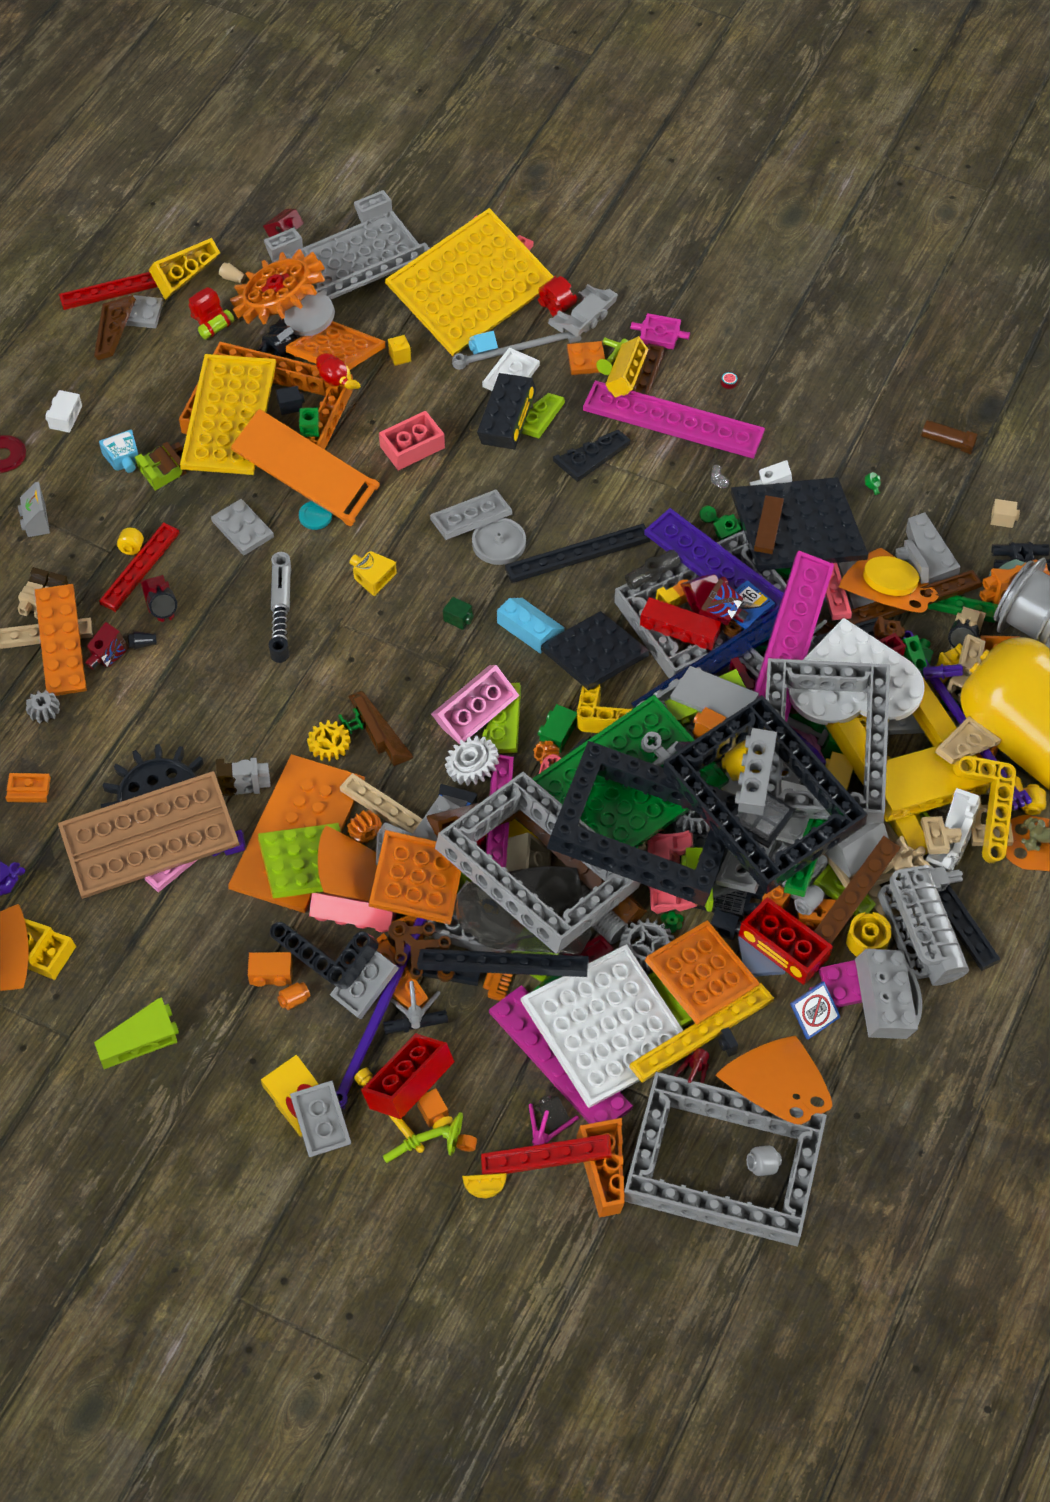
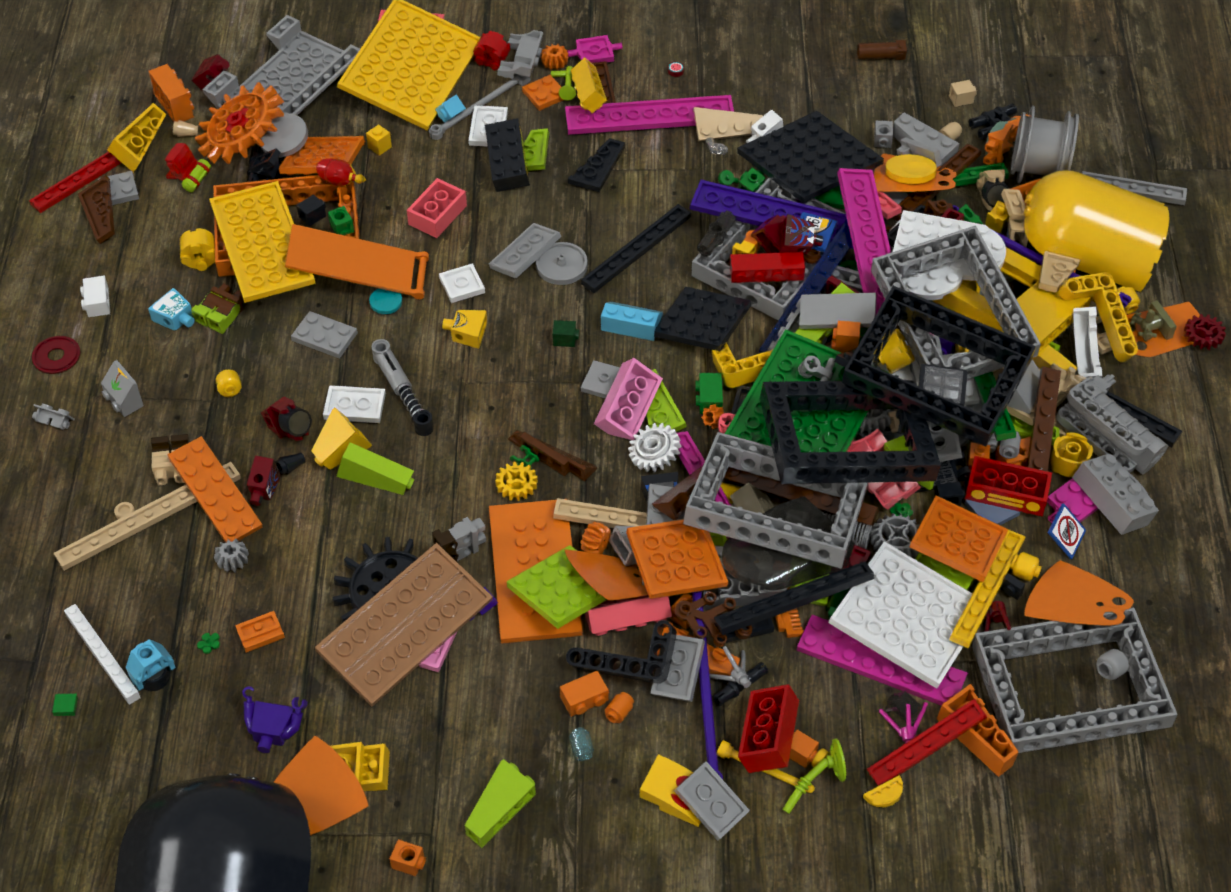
camera: 25 degrees left, 5 degrees down
(29, 1042) = (403, 850): none -> orange brick
(139, 567) = (248, 403): red tile -> none
(172, 398) = (197, 249): none -> yellow brick
(193, 636) = (335, 439): none -> yellow slope
(208, 678) = (374, 470): none -> lime slope
(229, 606) = (356, 403): none -> white plate
(236, 233) = (171, 93): none -> orange brick
(240, 1014) = (581, 744): none -> clear light blue brick
(393, 525) = (462, 283): none -> white plate
(464, 670) = (599, 379): none -> light grey plate
(466, 1142) = (851, 764): orange axle -> none
(616, 324) = (554, 57): none -> orange gear
(736, 455) = (723, 124): none -> tan wing
(753, 1027) = (1025, 566): none -> yellow head
(765, 742) = (943, 369): light grey brick -> none
(768, 524) = (791, 163): reddish brown tile -> none
(873, 481) = (843, 105): green piece -> none
(894, 527) = (883, 134): none -> light grey brick
(938, 836) = (1076, 353): tan hinge -> none
(943, 671) = (1004, 223): dark purple axle -> none
(964, 551) = (952, 130): none -> tan brick

